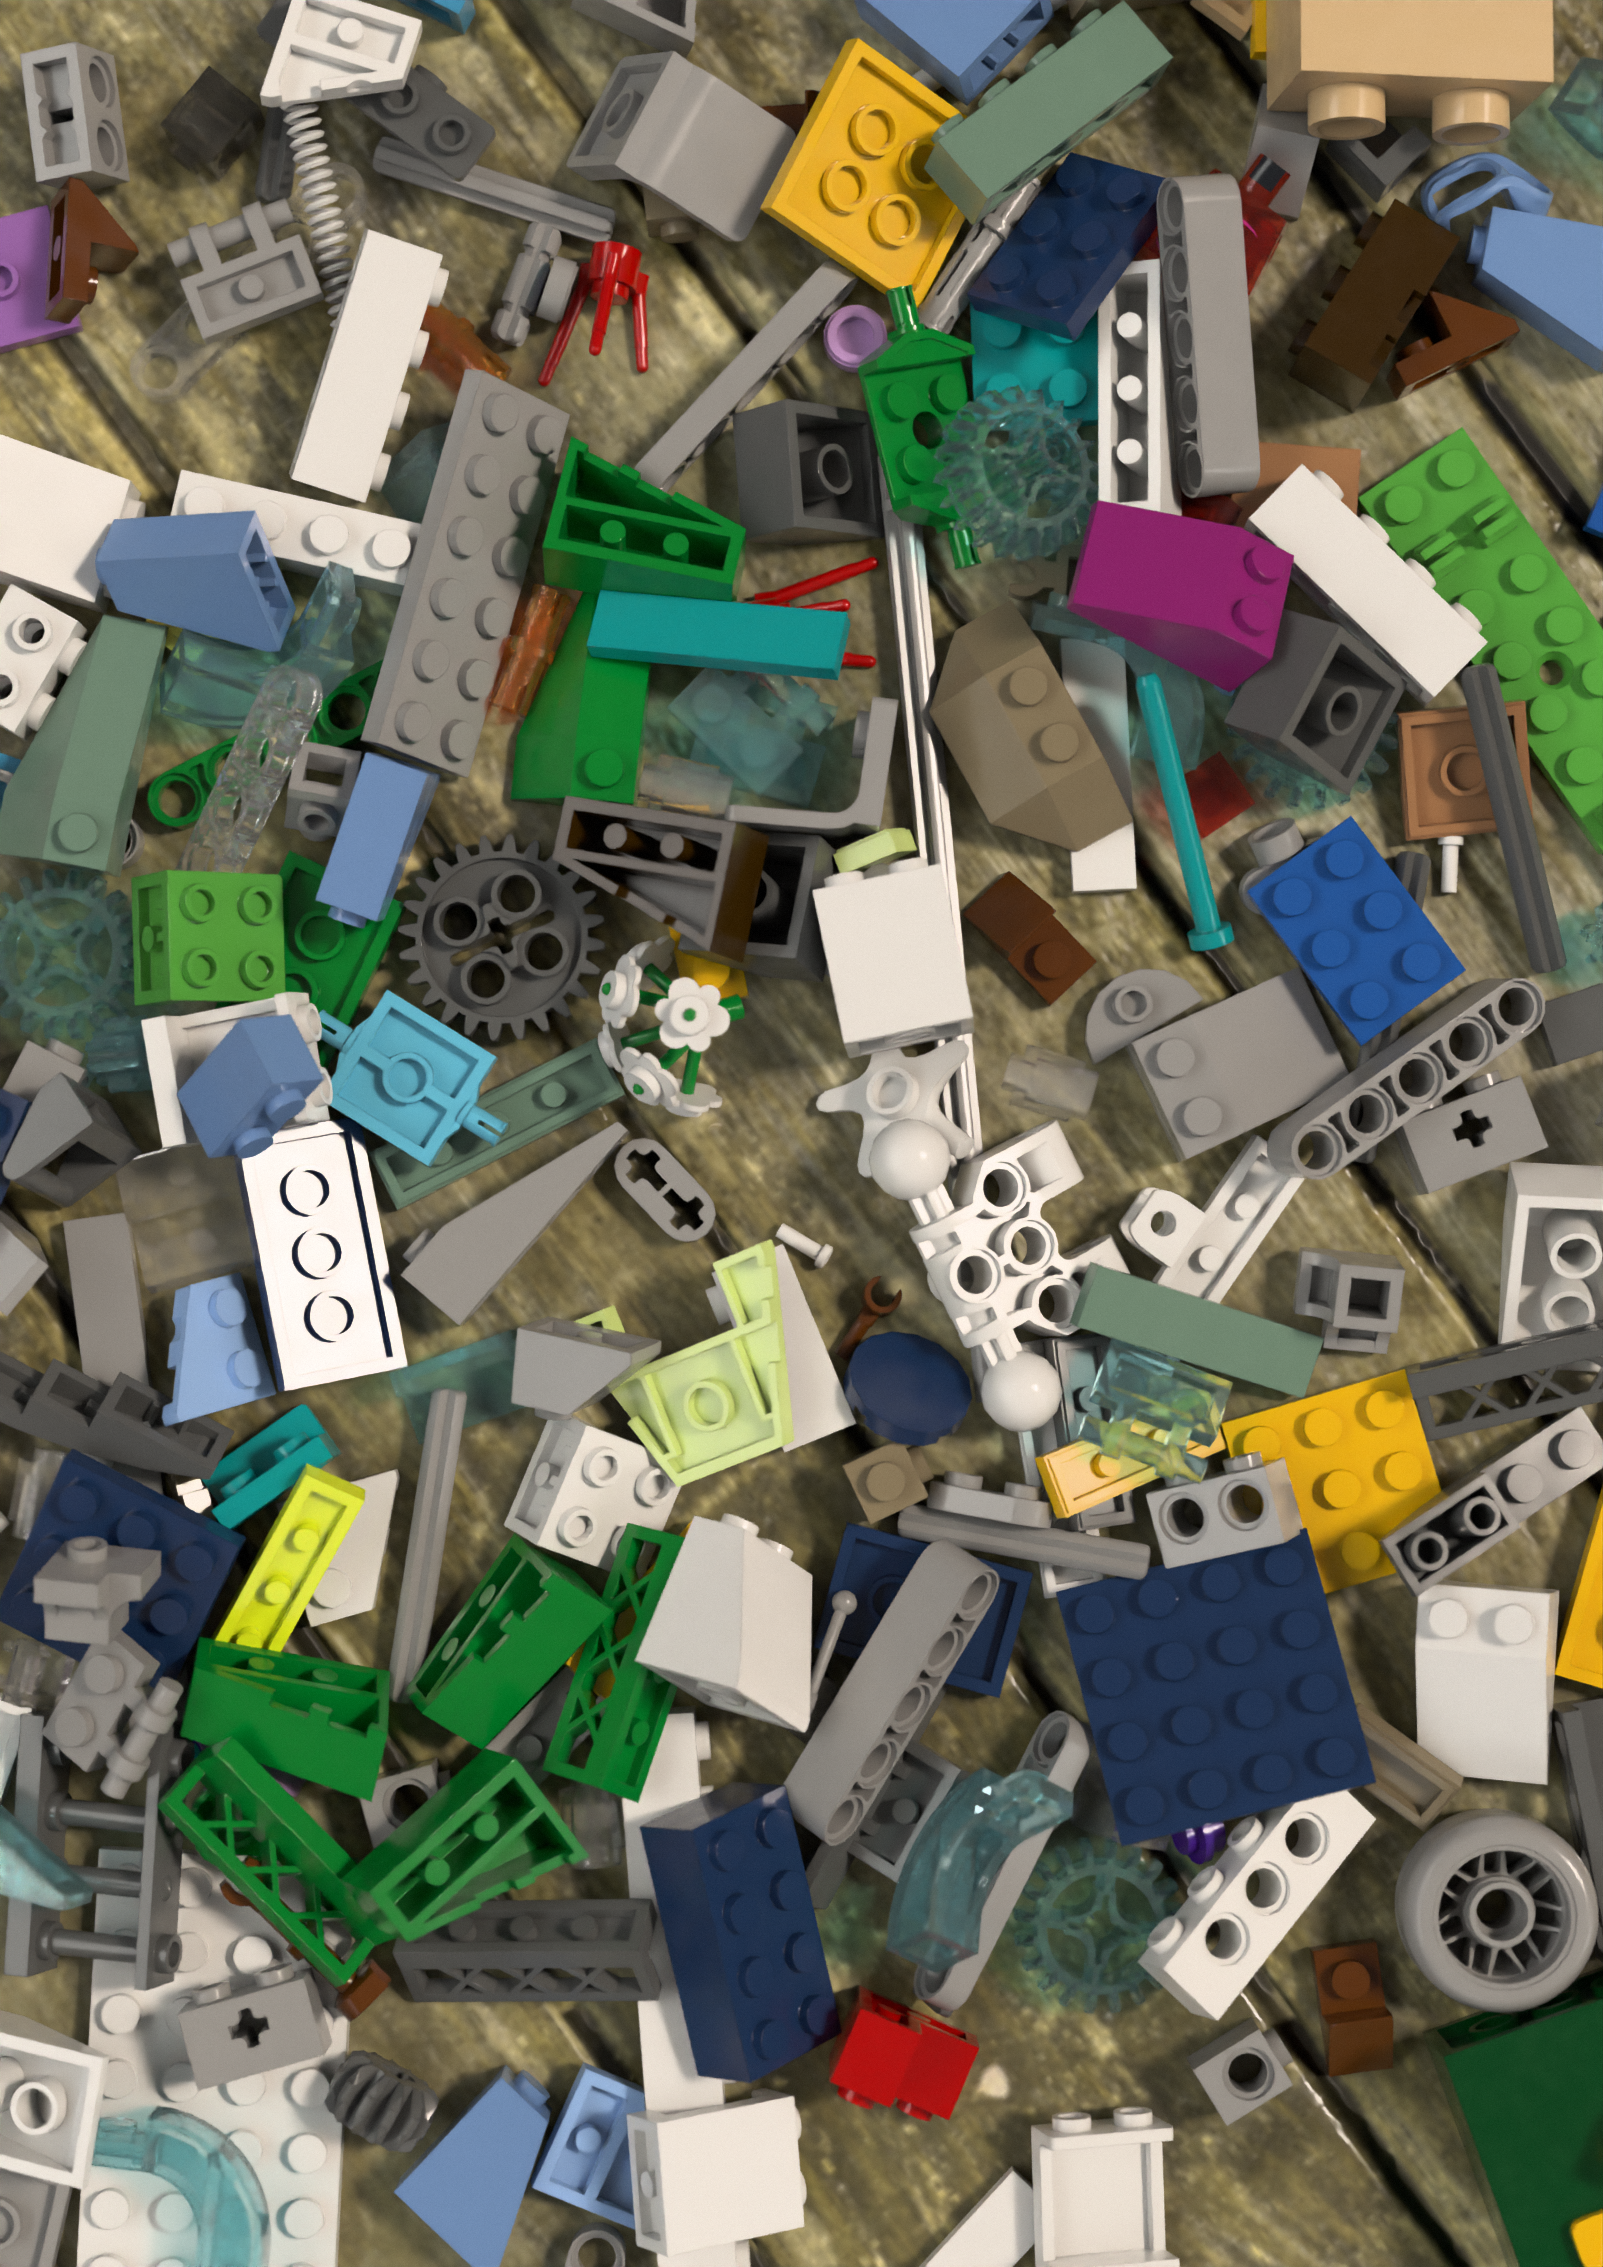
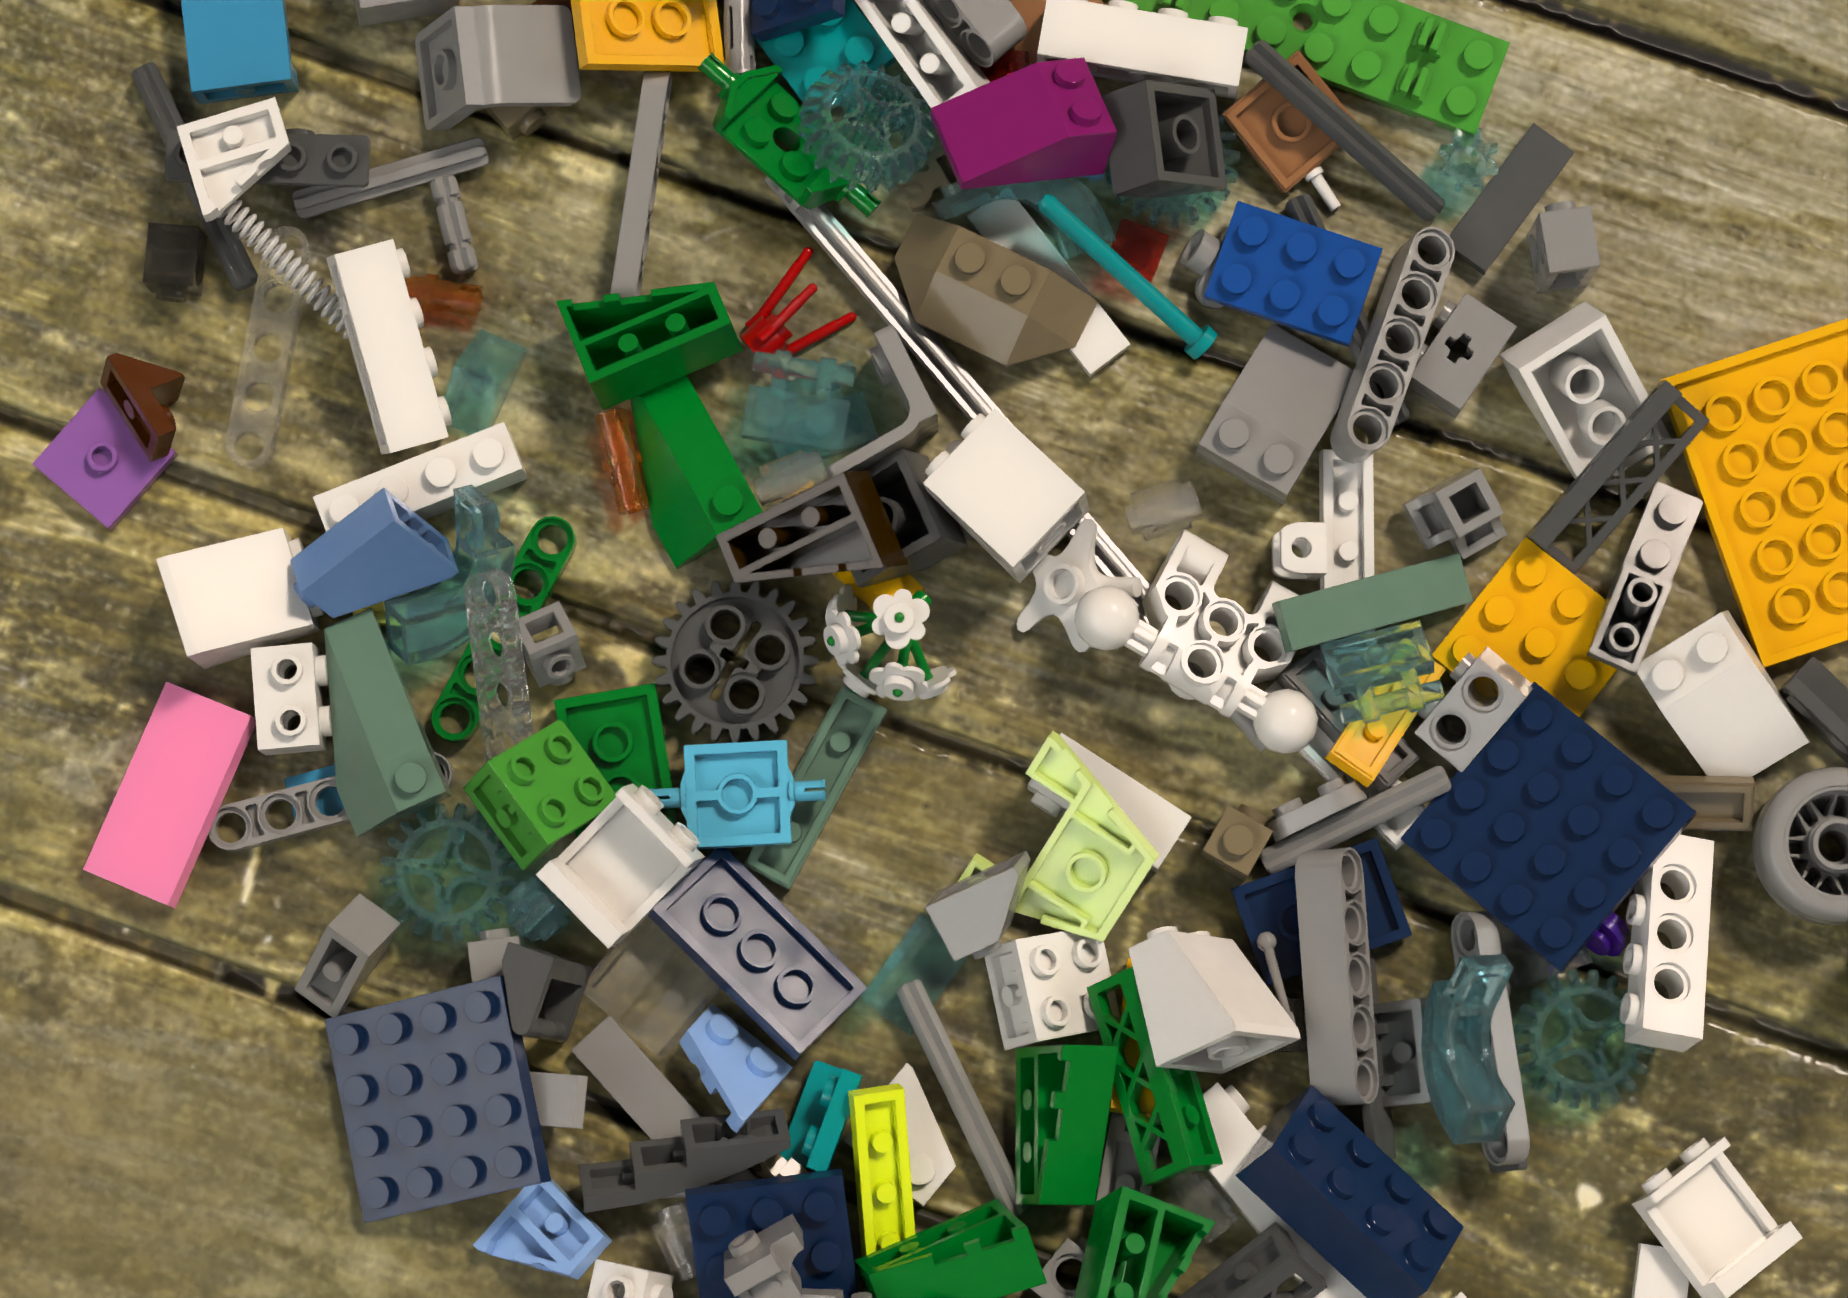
camera: 30 degrees left, 5 degrees down
(74, 116) = (80, 315): light grey brick -> none
(250, 1086) = (641, 864): medium blue brick -> none
(253, 286) = (275, 348): light grey plate -> none
(376, 838) = (608, 650): medium blue slope -> none
(466, 574) = (548, 439): light grey plate -> none
(483, 1245) = (863, 870): light grey slope -> none
(557, 289) = (478, 213): light grey tile -> none
(612, 278) = (509, 182): red plant -> none
(654, 1201) = (961, 742): light grey beam -> none
(719, 634) = (743, 363): teal tile -> none
(805, 1245) = (1076, 727): white piece -> none
(807, 474) = (726, 222): dark grey slope -> none
(852, 336) = (694, 113): lavender tile -> none
(865, 1319) = (1149, 747): reddish brown hand -> none
(875, 849) = (942, 434): yellowish green tile -> none
(900, 2054) = (1514, 1217): red brick -> none
(907, 1388) = (1209, 771): dark blue tile -> none
(1029, 937) = (1082, 424): reddish brown slope -> none
(1134, 1007) = (1183, 422): light grey plate -> none
(1237, 2098) = (1724, 1083): light grey brick -> none
(1352, 2007) = (1788, 980): reddish brown slope -> none

